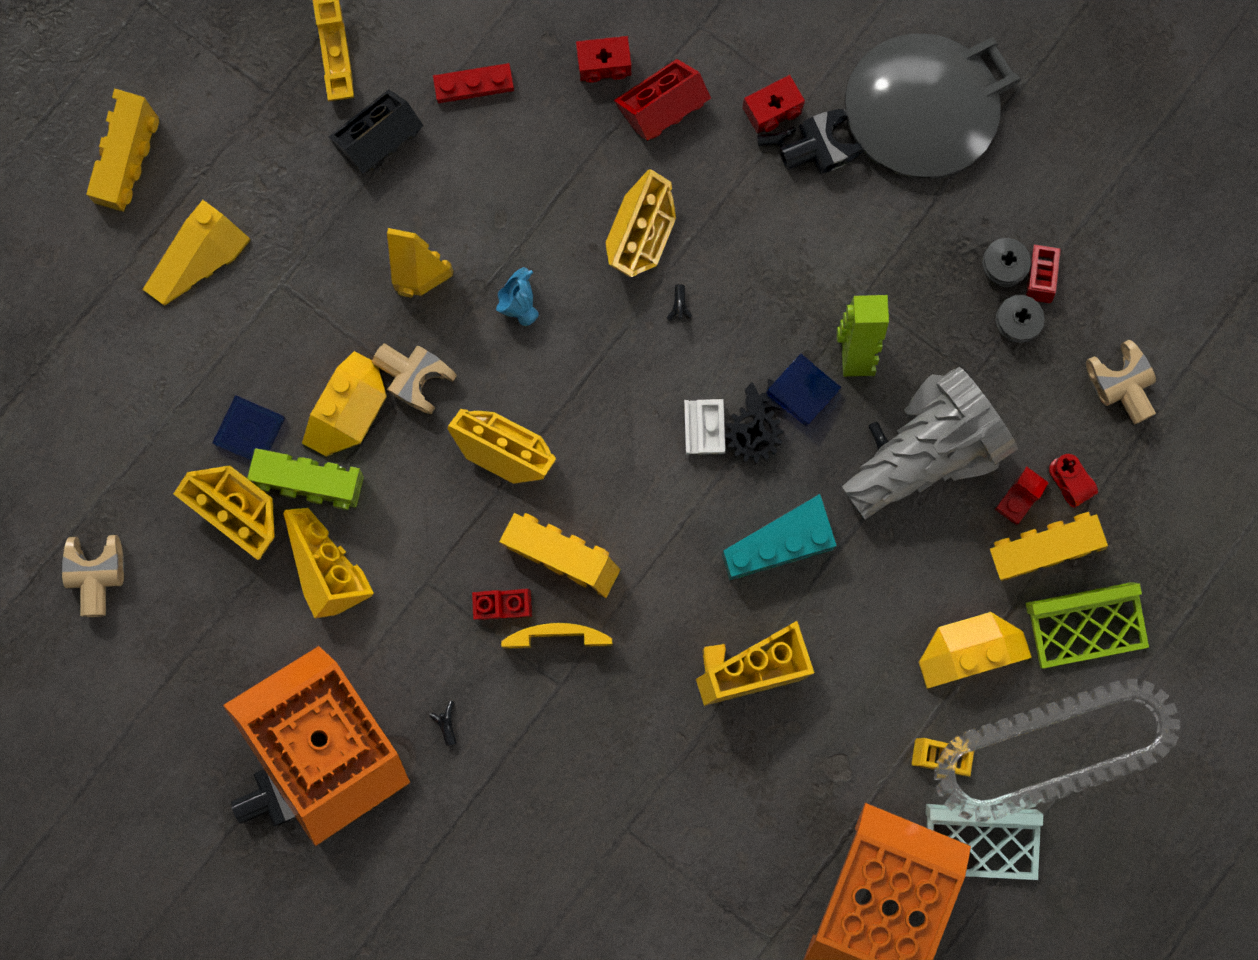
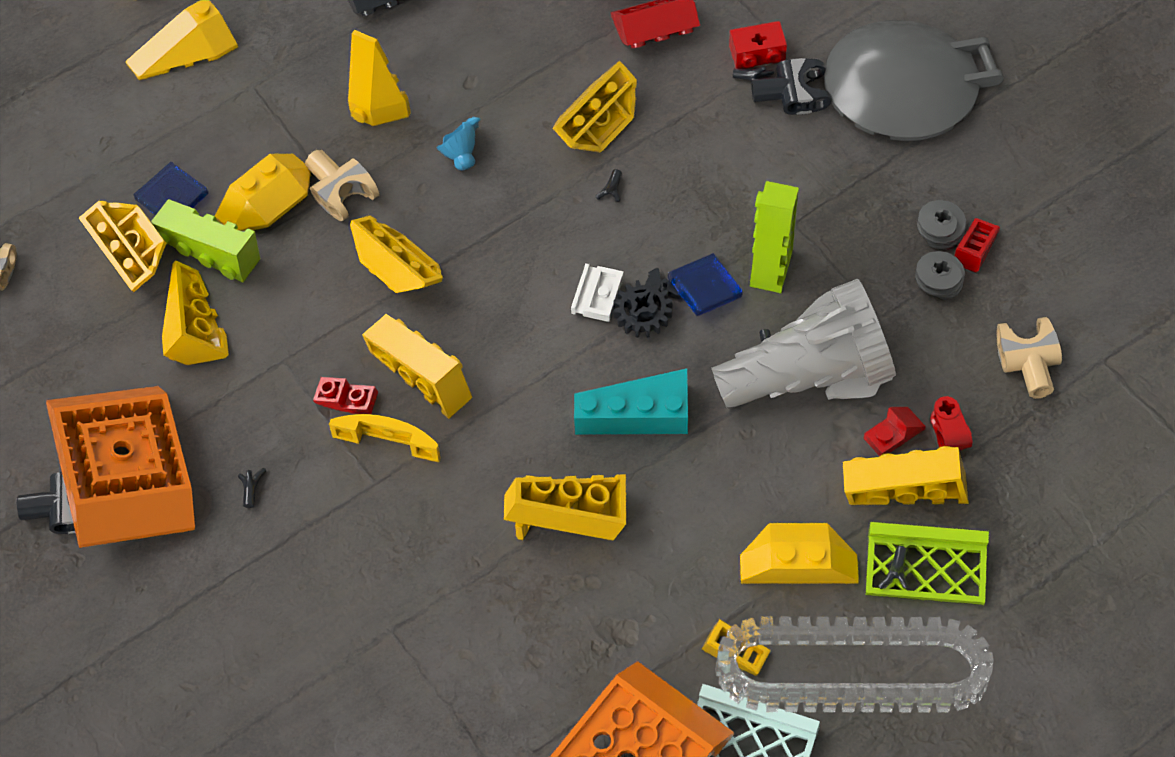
camera: 20 degrees right, 20 degrees down
(1066, 641) = (897, 568): none -> black bar

